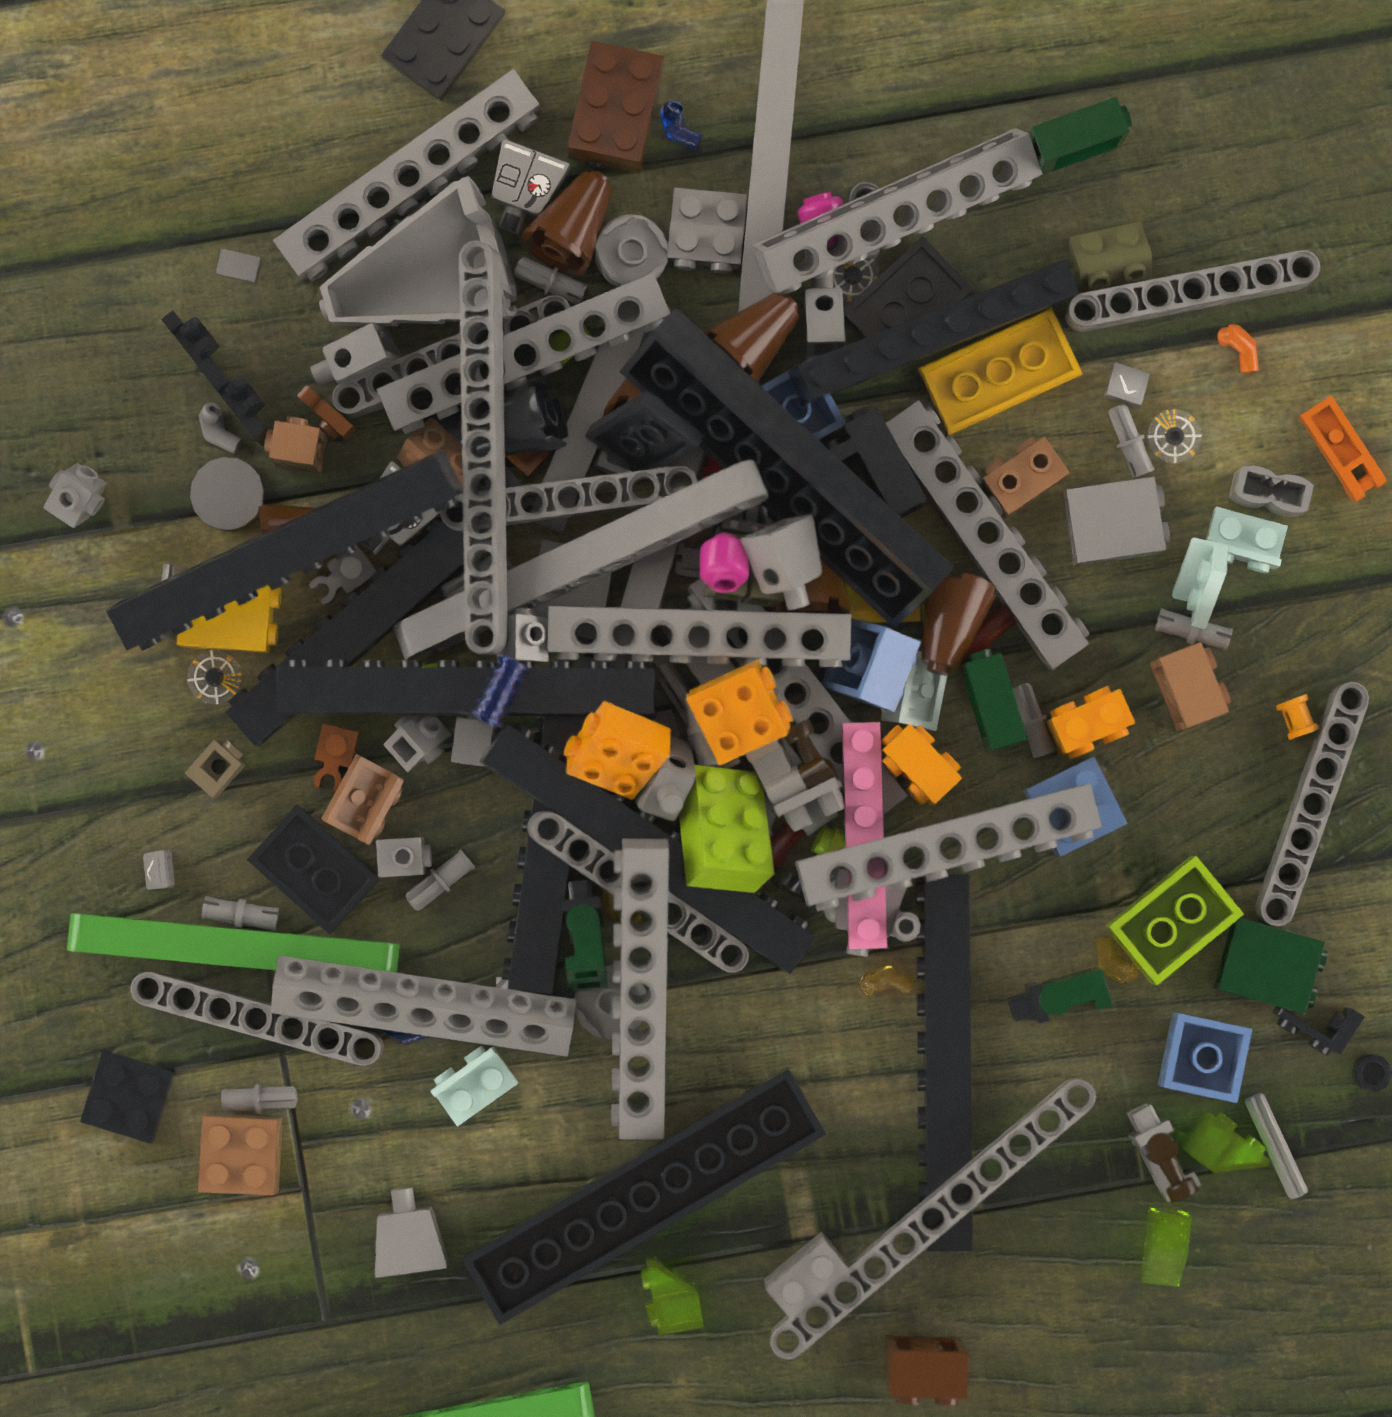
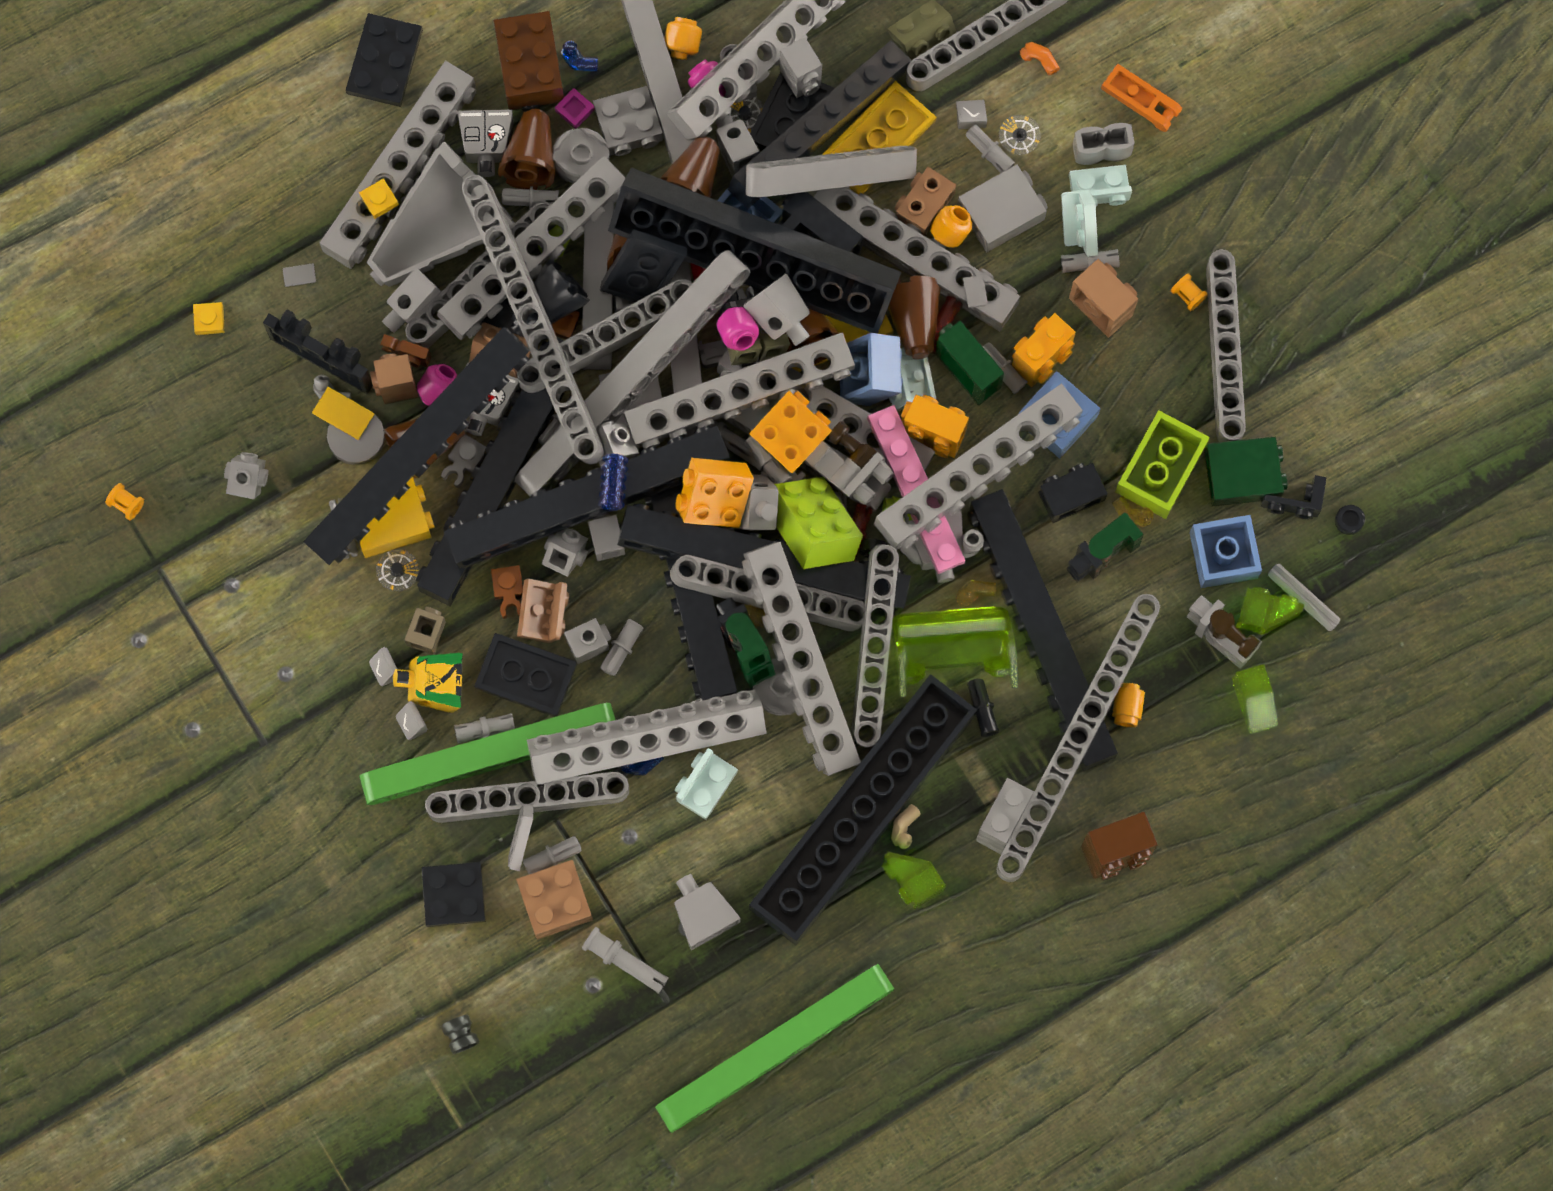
camera: 25 degrees left, 10 degrees down
(69, 1267) = (460, 1034): none -> pearl dark grey wheel
(108, 277) = (208, 318): none -> yellow plate
(152, 791) = (383, 666): none -> light grey slope
(200, 834) = (433, 681): none -> torso
(221, 461) = (343, 413): none -> yellow sticker
(228, 1066) = (520, 837): none -> light grey tile
(284, 1243) = (613, 953): none -> light grey pin
(346, 471) = (434, 382): none -> dark pink head
(364, 214) = (378, 198): none -> yellow plate
(648, 189) = (574, 108): none -> magenta plate
(680, 1230) = (901, 824): none -> tan arm
(735, 1024) = (878, 659): none -> light grey beam
(814, 151) = (682, 38): none -> light orange head
(837, 1030) = (954, 640): none -> clear neon green windscreen
(837, 1125) = (984, 707): none -> black axle
(921, 401) = (830, 171): none -> light grey beam
(939, 254) = (801, 68): none -> light grey brick
(1011, 1196) = (1128, 705): none -> light orange brick
(1037, 616) = (975, 291): none -> light grey sticker
(1042, 521) = (951, 226): none -> light orange head
(1052, 908) = (1072, 492): none -> black brick

